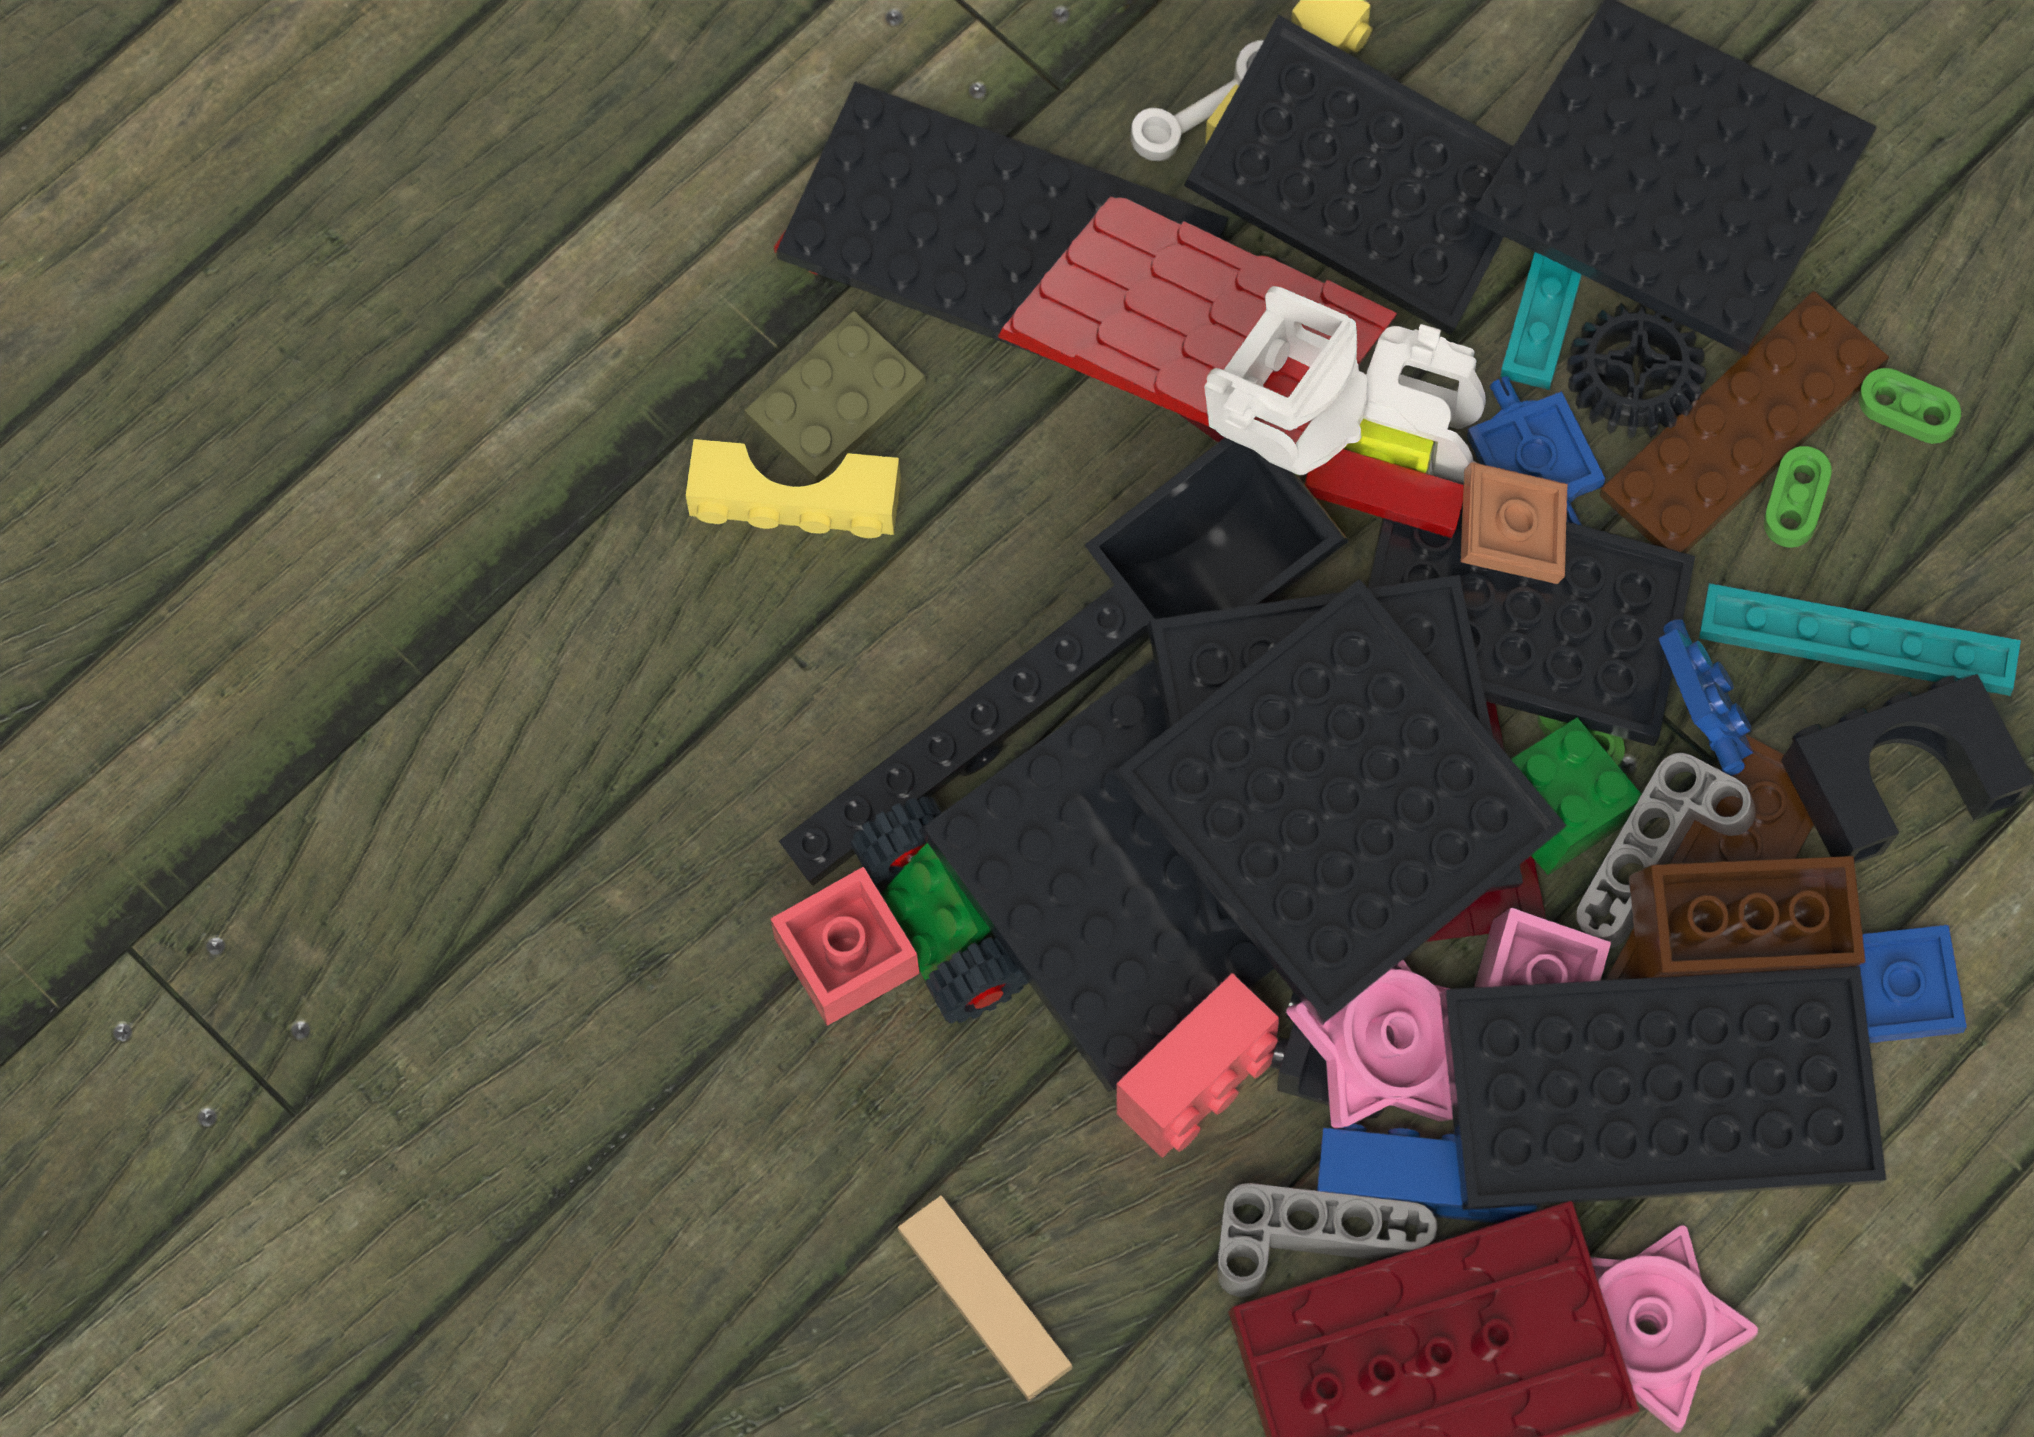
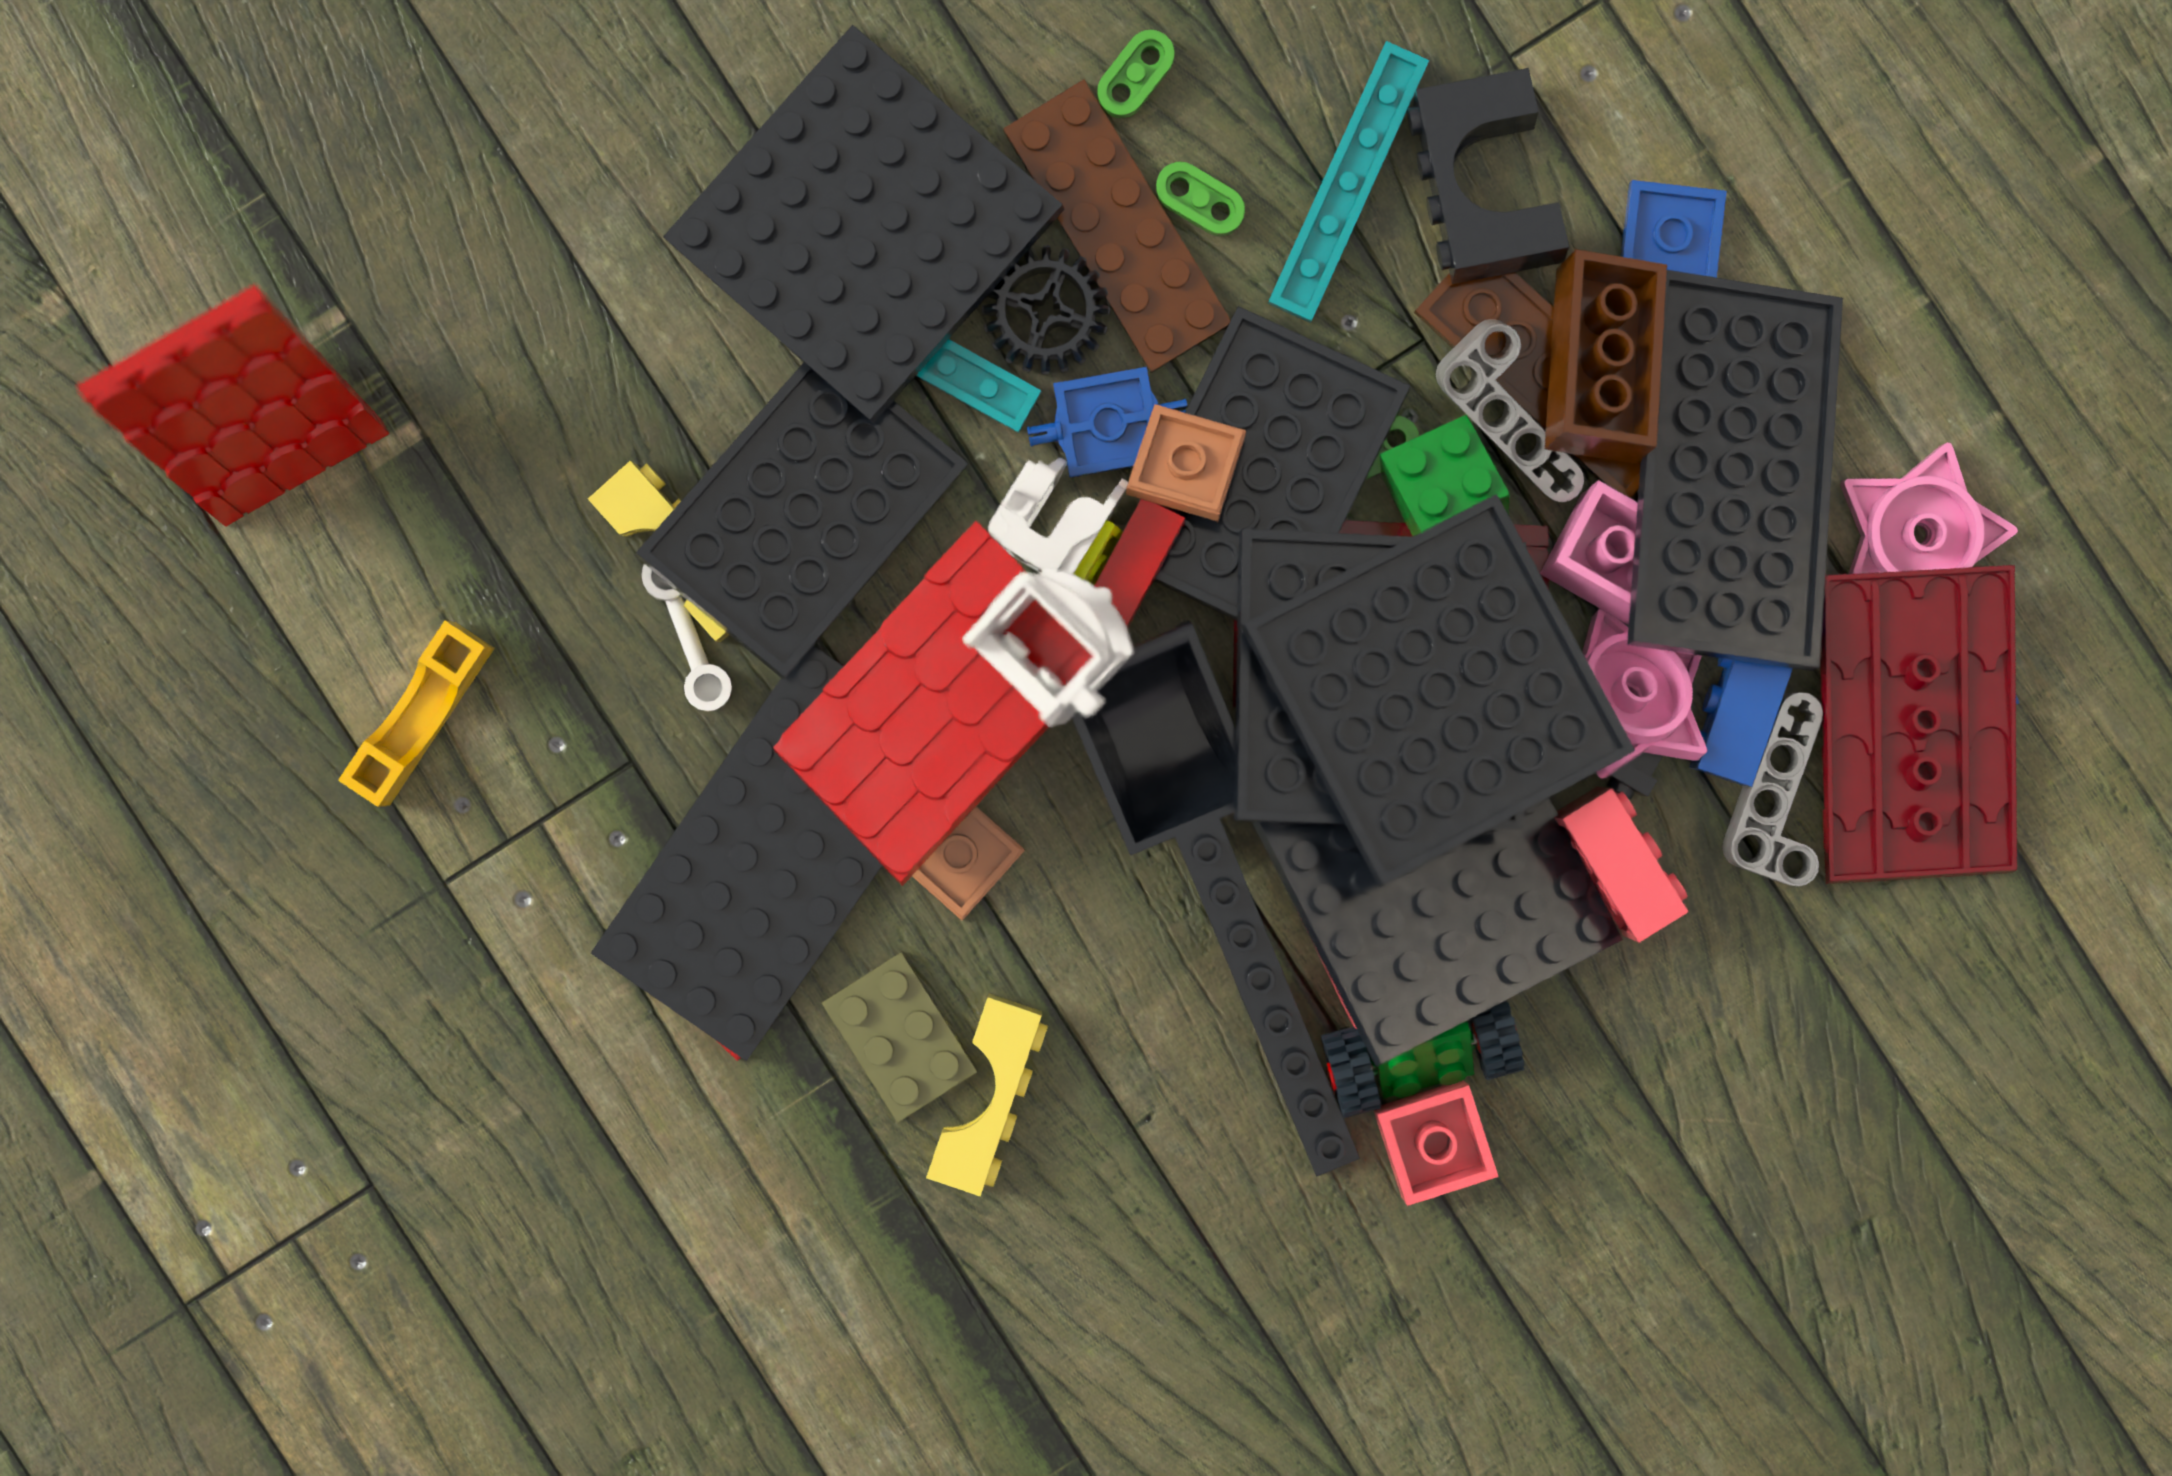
camera: 85 degrees left, 20 degrees up
(984, 1298) = (1763, 1086): tan tile -> none
(1042, 413) = (968, 863): none -> nougat tile
(1707, 697) = (1390, 335): blue plate -> none

